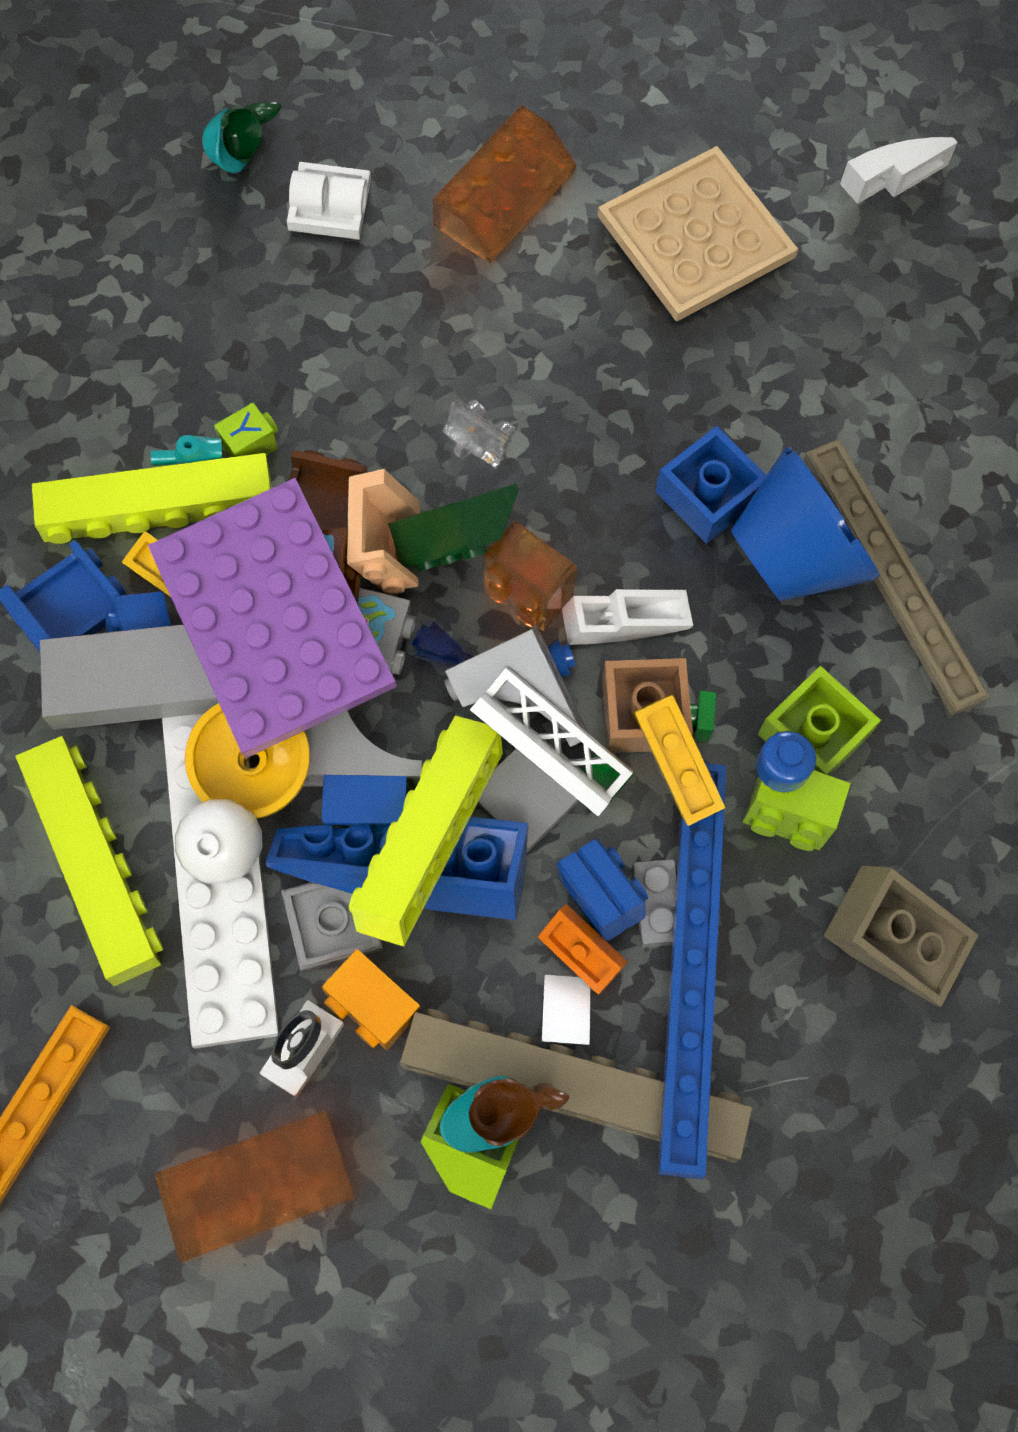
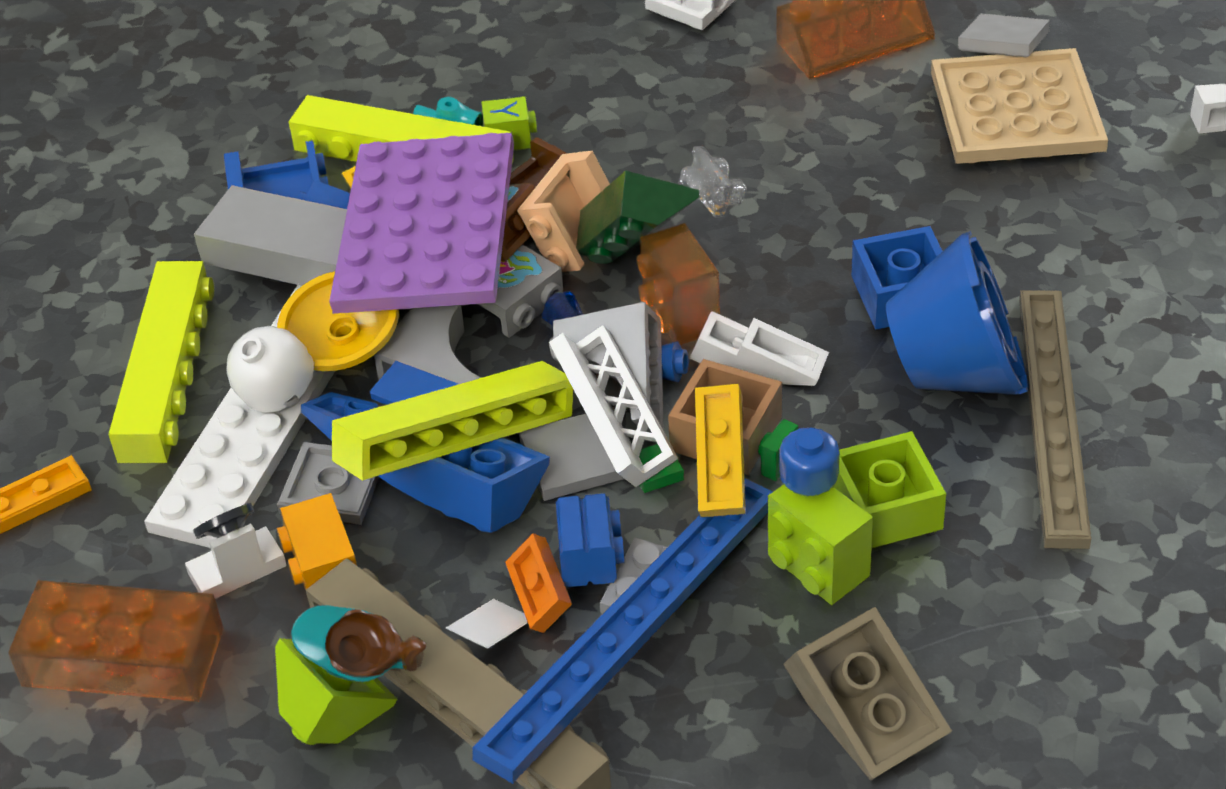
camera: 35 degrees right, 25 degrees down
(646, 151) = (1003, 35): none -> light grey tile

